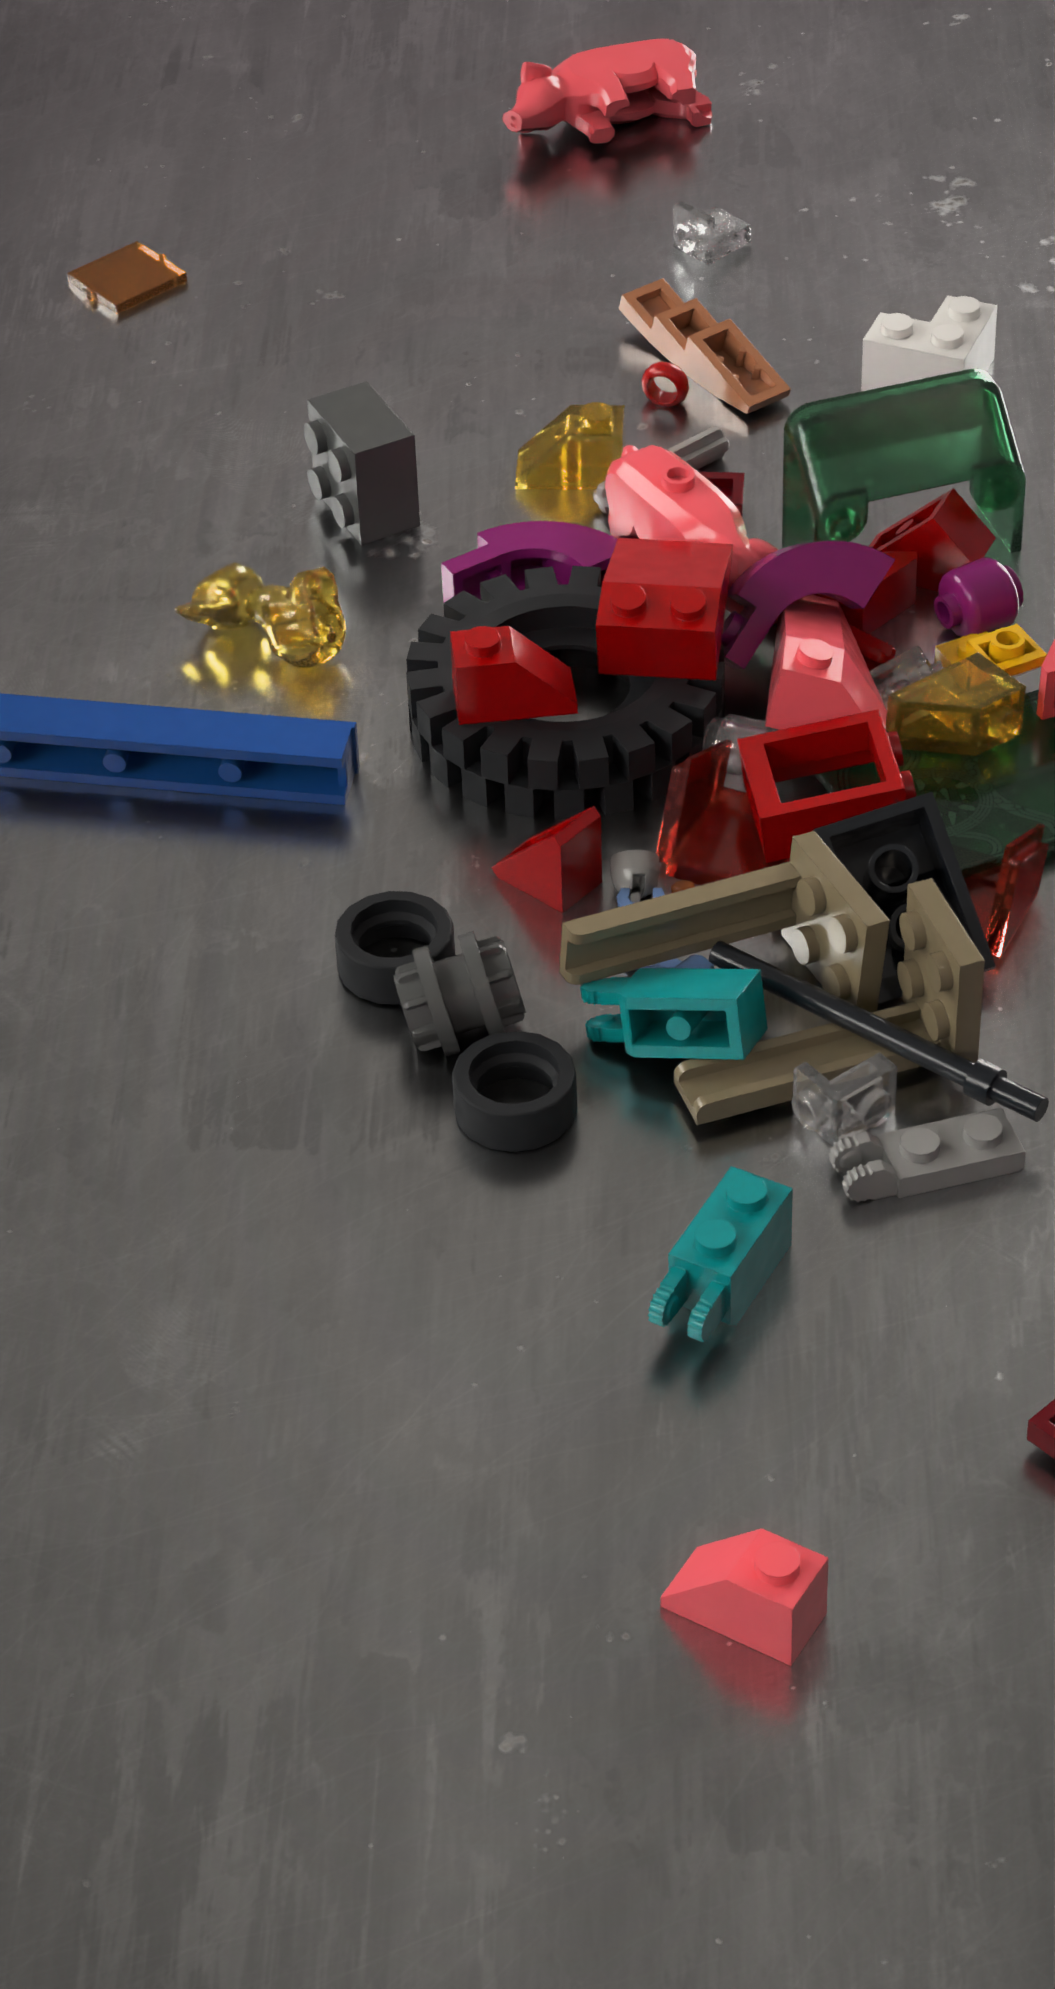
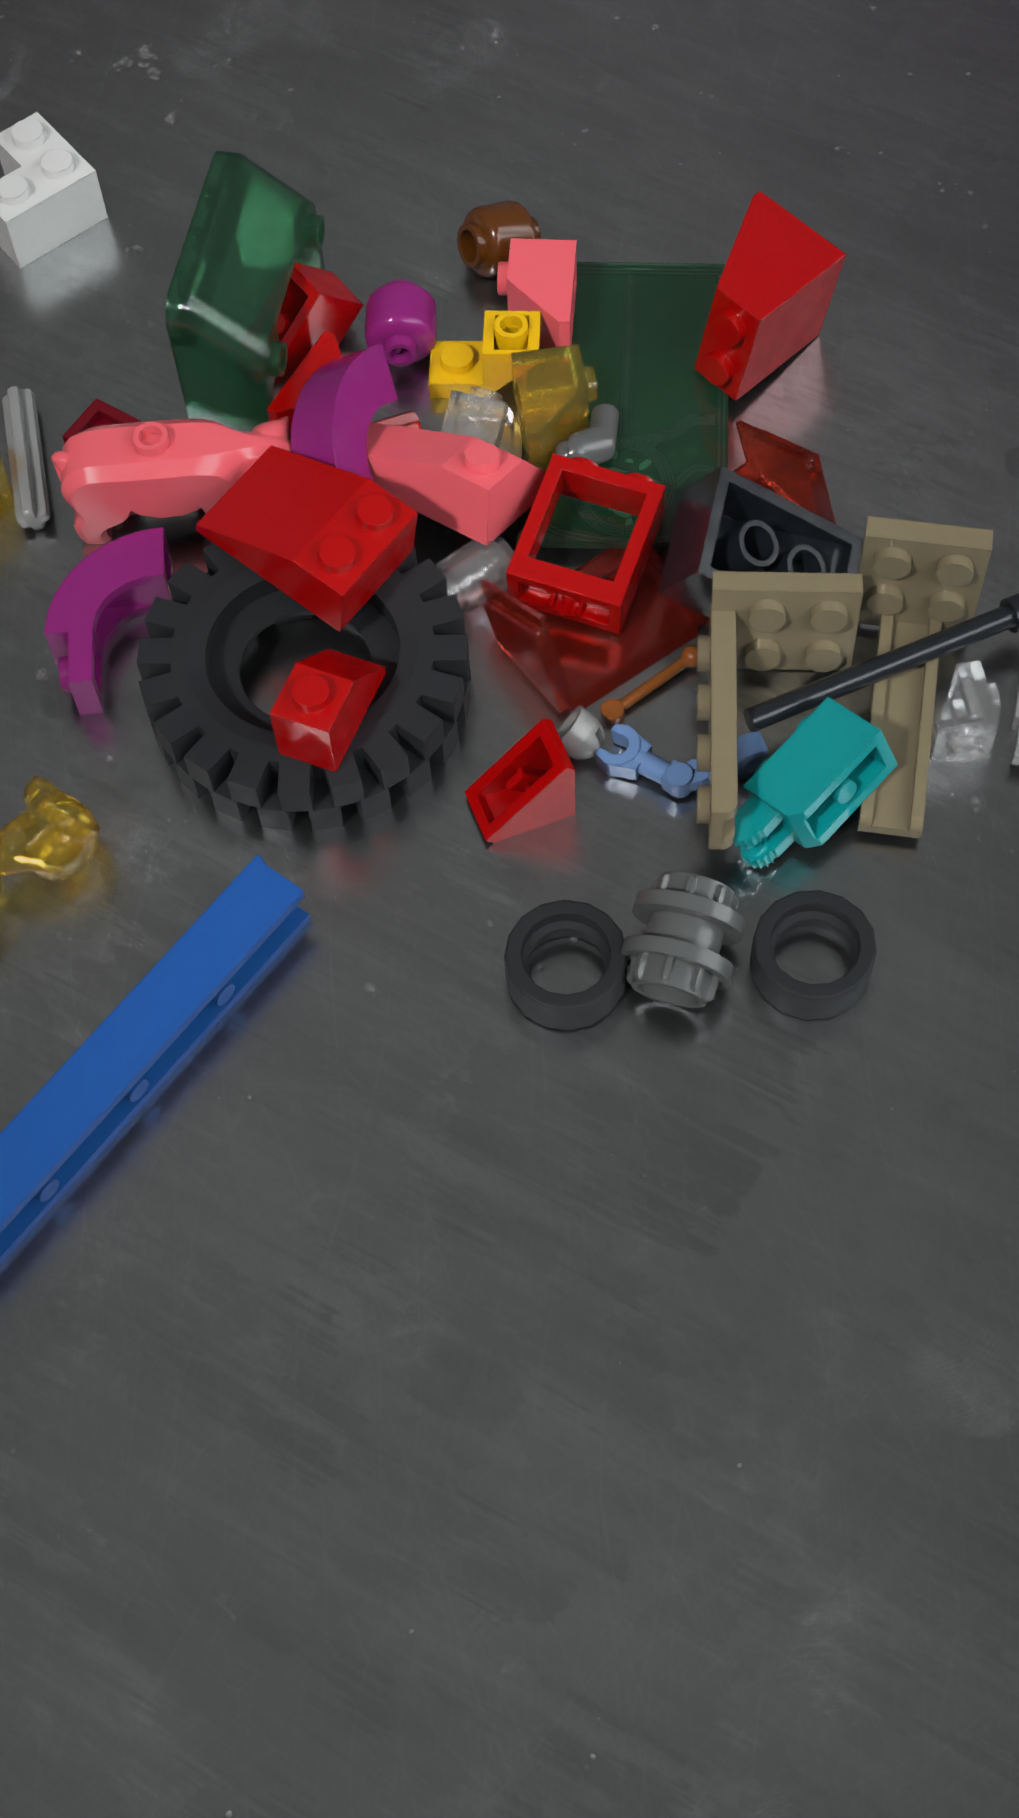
camera: 60 degrees left, 20 degrees up
(947, 758) = (595, 442): none -> dark grey arm

